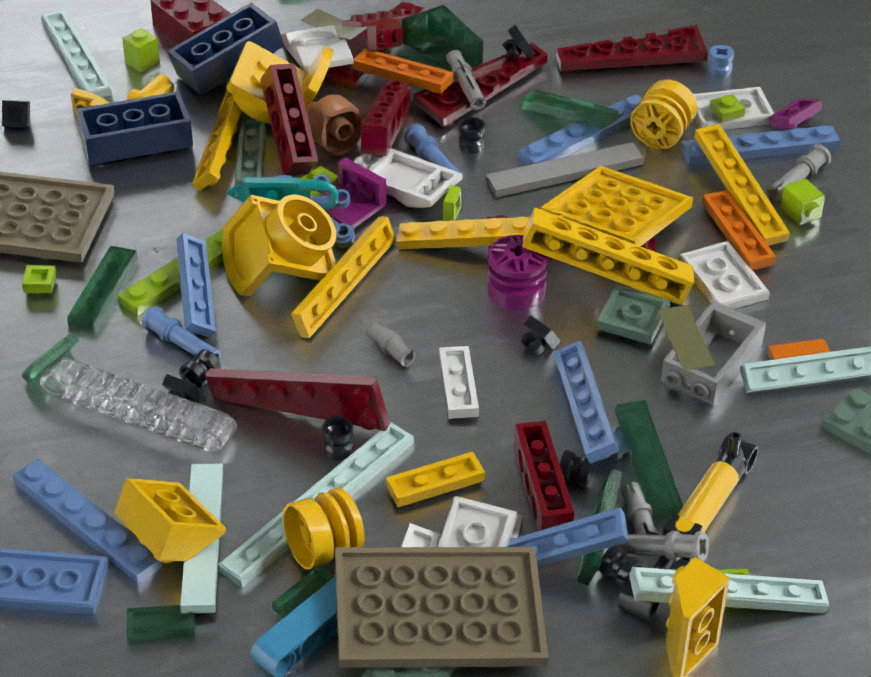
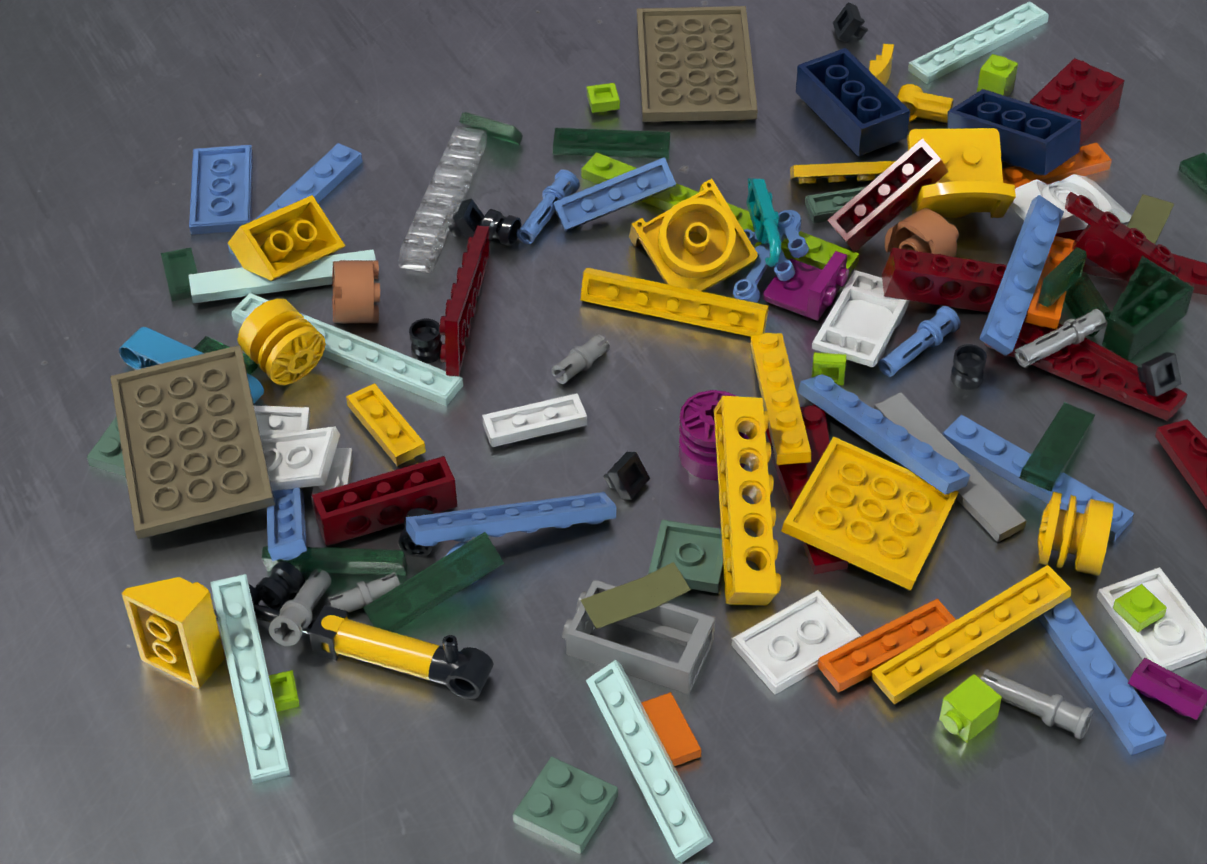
camera: 80 degrees right, 5 degrees up
(264, 473) = (355, 291): none -> nougat brick
(410, 77) = (1021, 275): none -> medium blue plate
(418, 55) = (1062, 277): none -> clear green tile
(535, 187) = (884, 434): none -> medium blue plate

